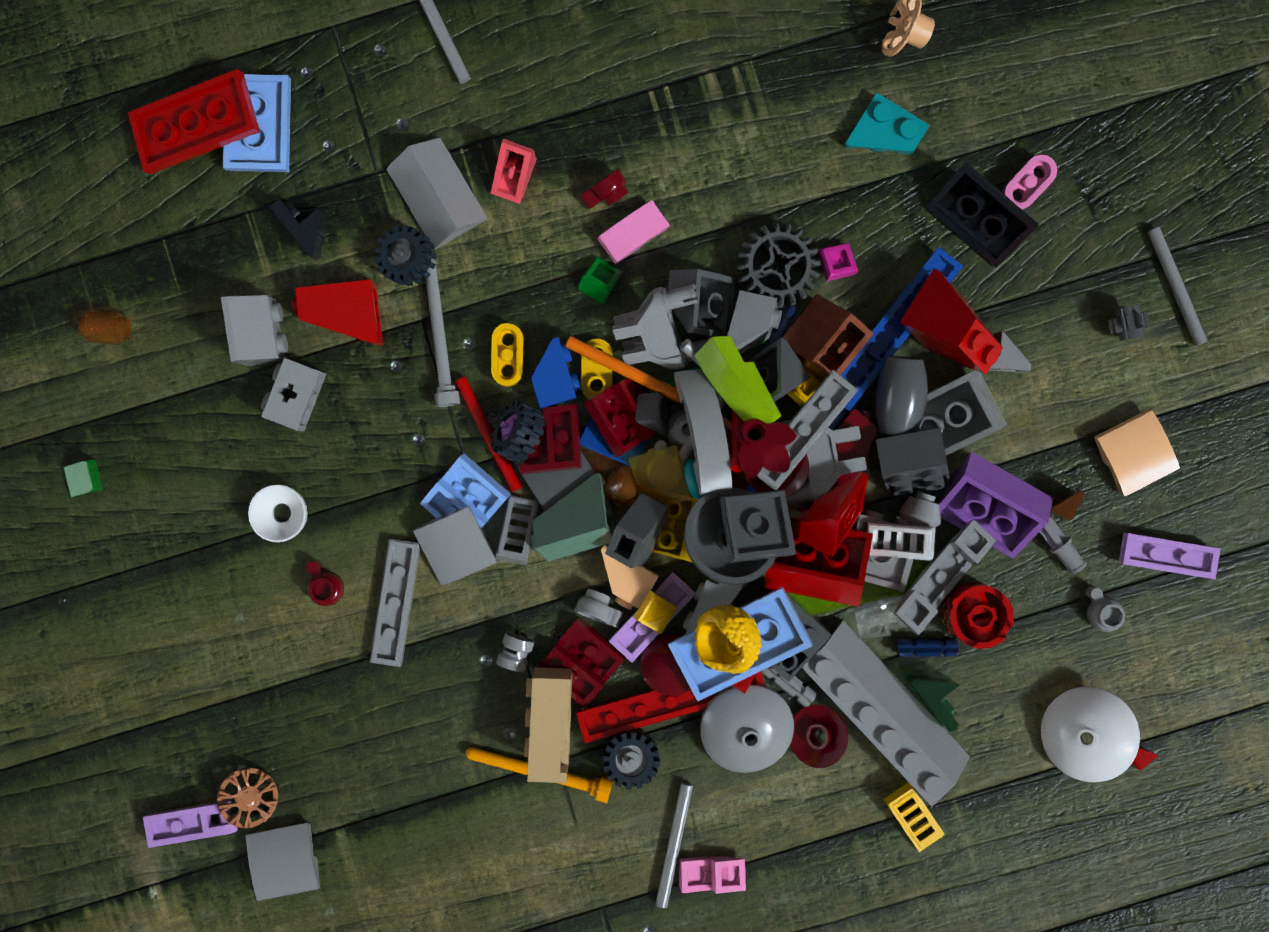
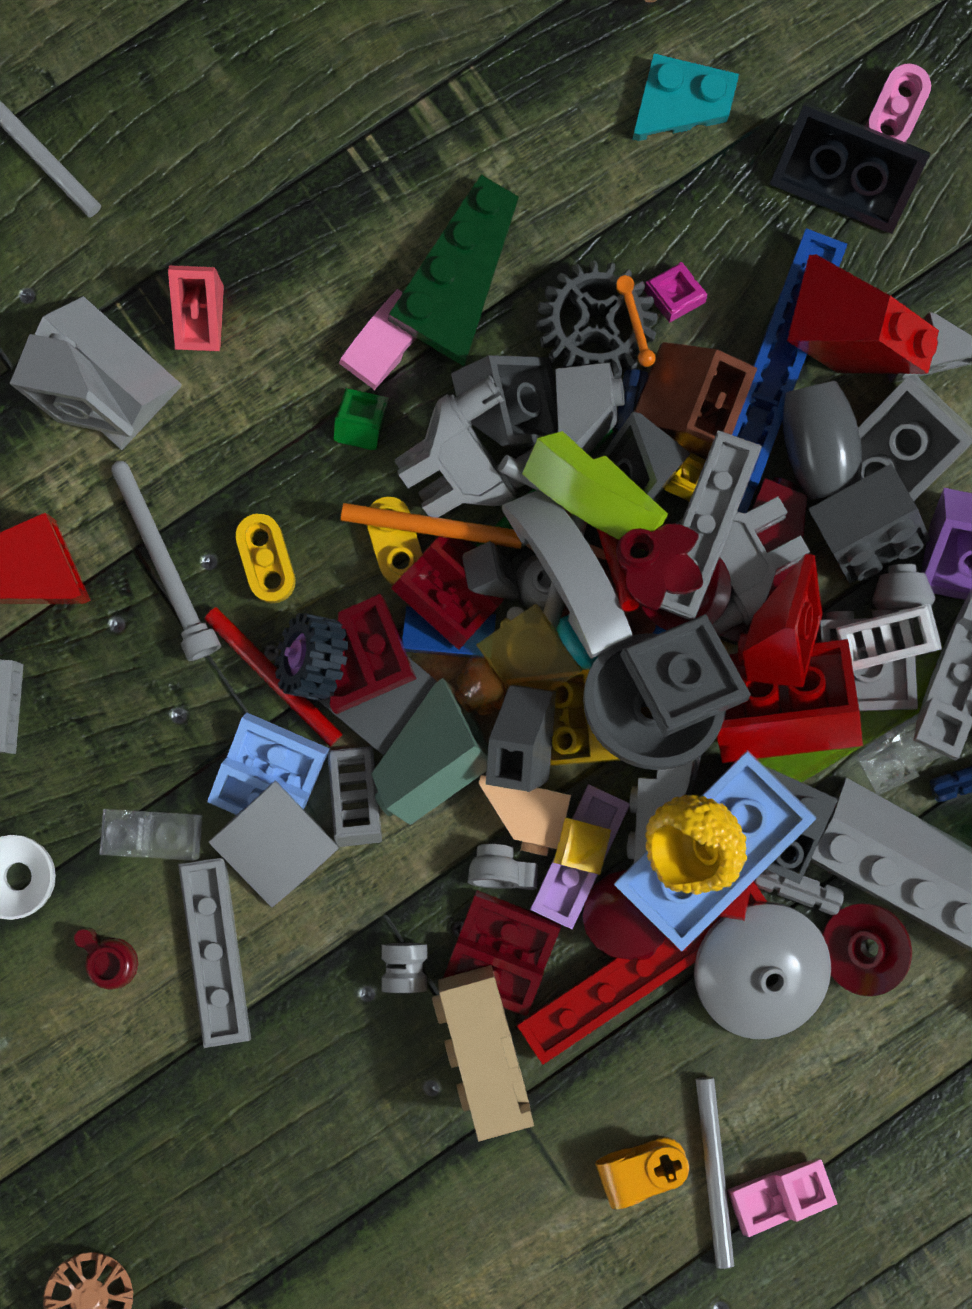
camera: 15 degrees left, 5 degrees down
(376, 513) = (150, 834): none -> clear slope
(405, 255) = (83, 467): black wheel -> none
(411, 198) = (67, 385): none -> light grey slope
(552, 377) = (337, 569): blue slope -> none
(598, 787) = (582, 1124): light orange piece -> none
(608, 189) = (333, 292): dark red piece -> none
(624, 830) = (636, 1172): none -> light orange piece
(631, 759) = (615, 1066): black wheel -> none
(692, 206) = (453, 281): none -> dark green wing
(804, 249) = (625, 286): none -> orange hinge

